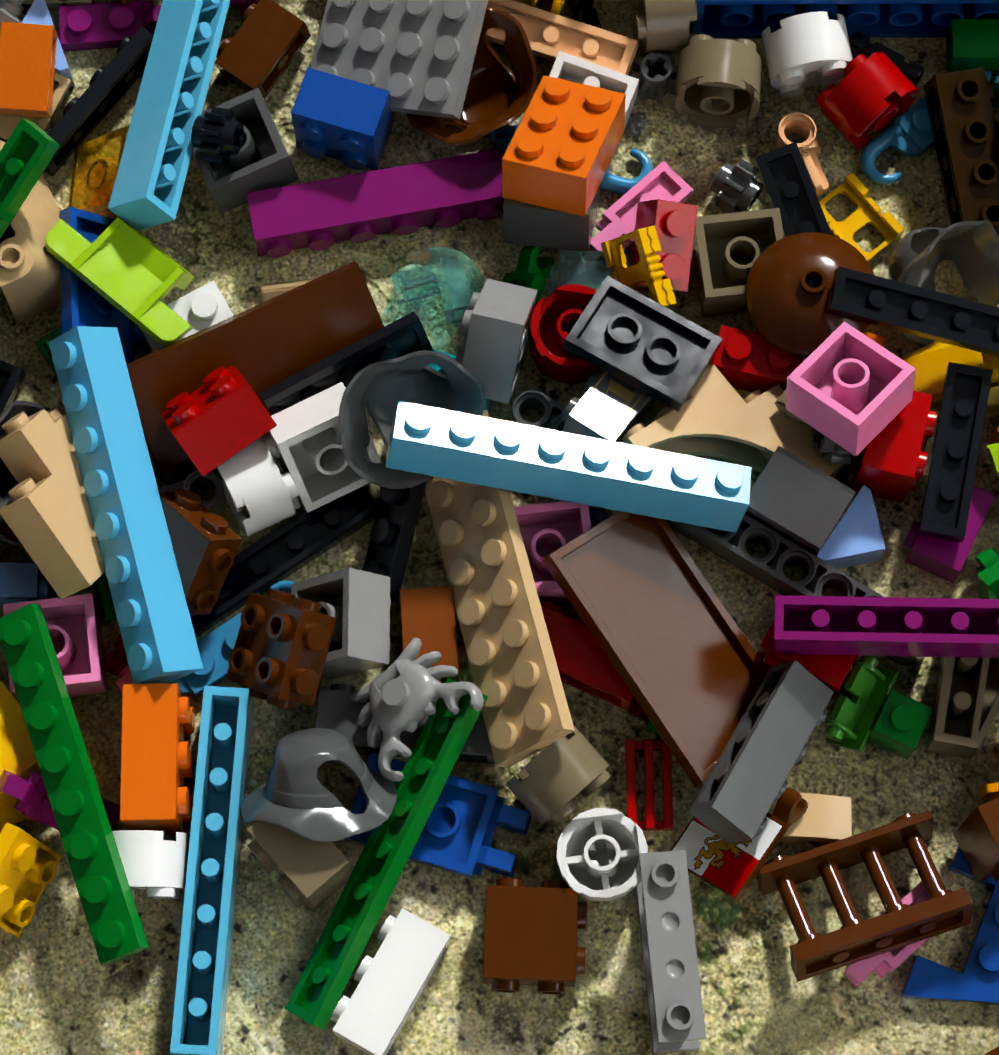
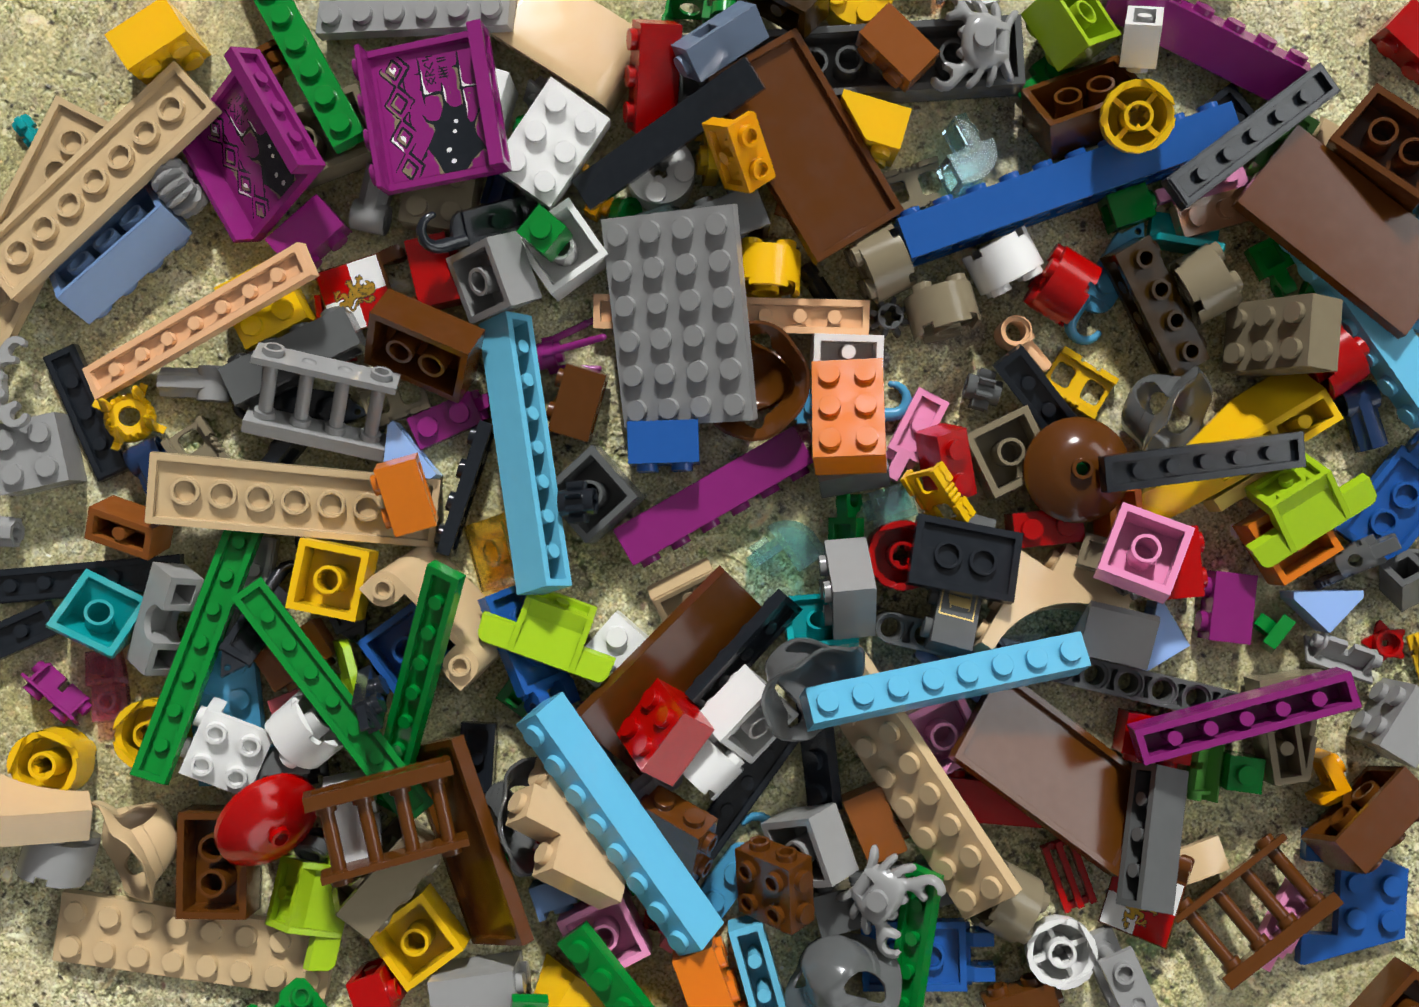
camera: 20 degrees left, 15 degrees up
(861, 45) = (1050, 237): black axle -> none
(955, 452) = (1223, 558): black plate -> none

